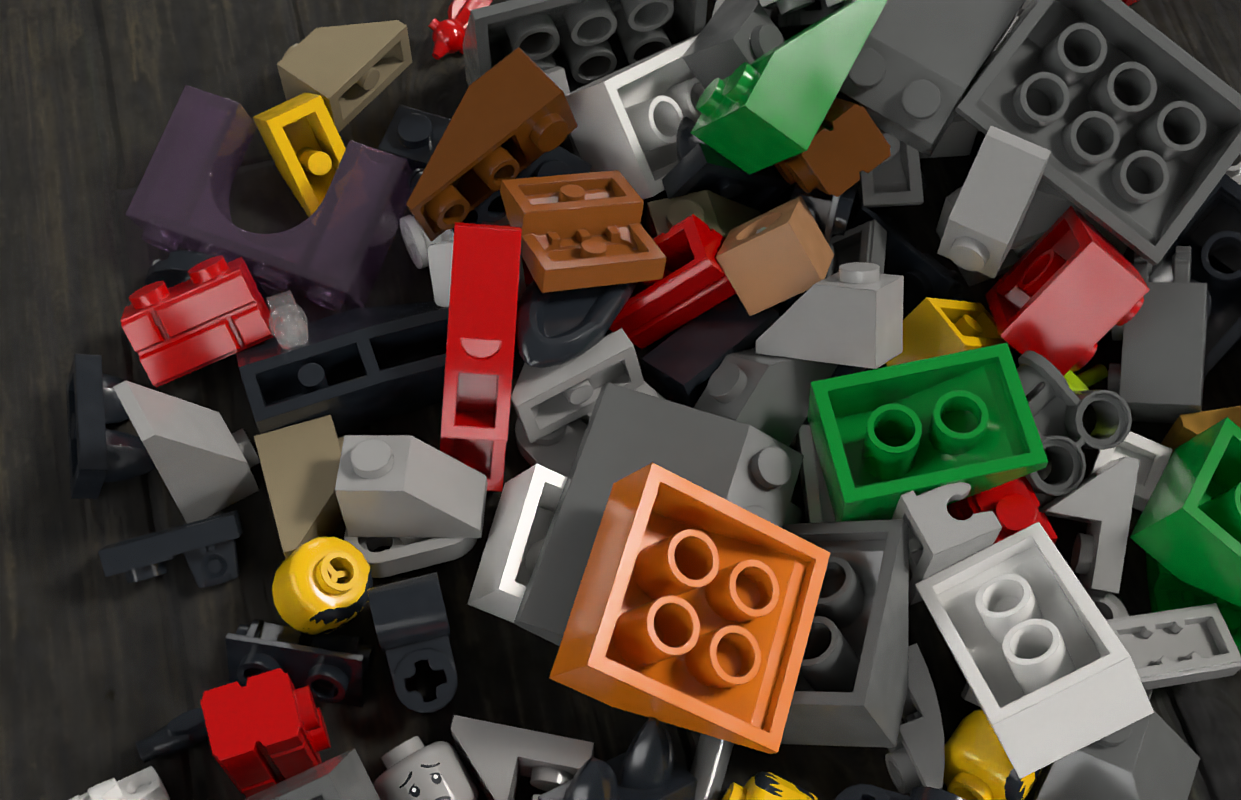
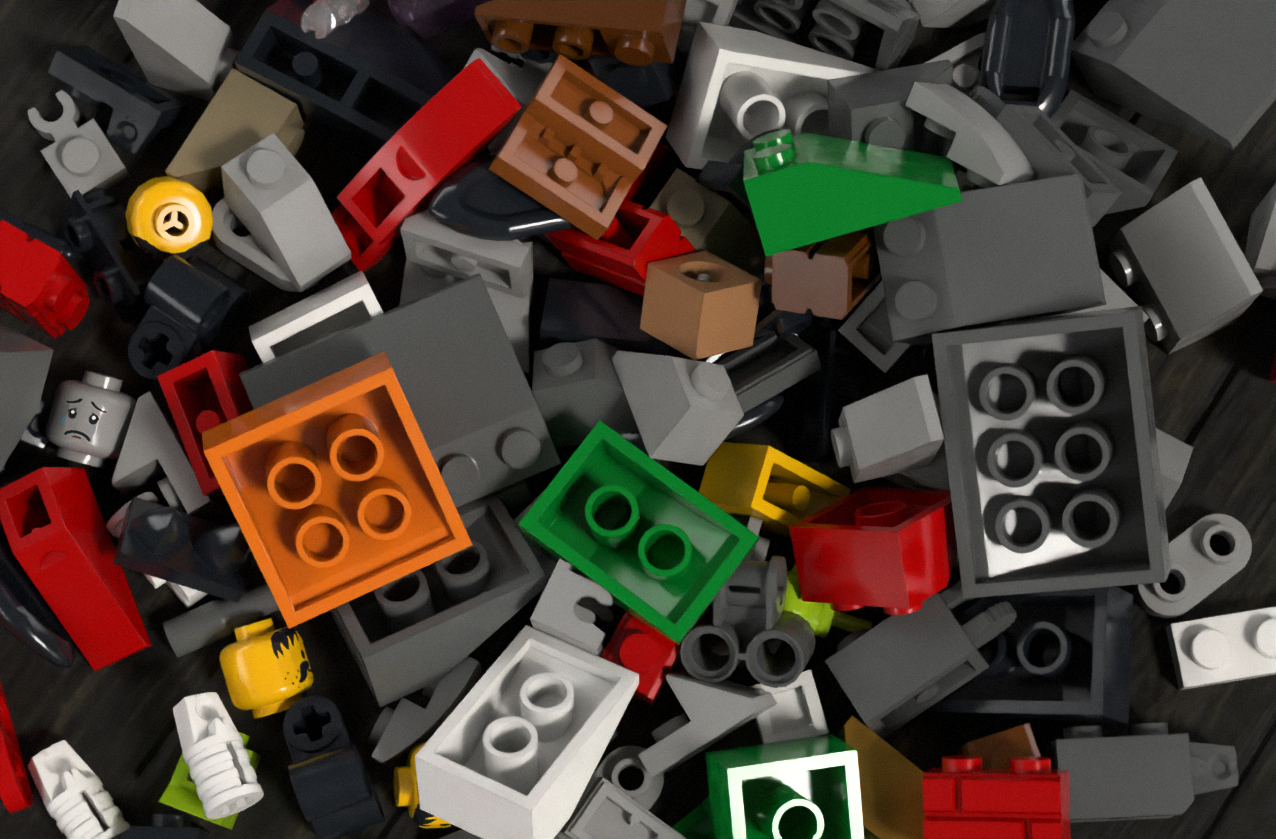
camera: 50 degrees right, 15 degrees up
(189, 625) = (80, 155): none -> light grey plate
(517, 681) = (202, 397): none -> red brick

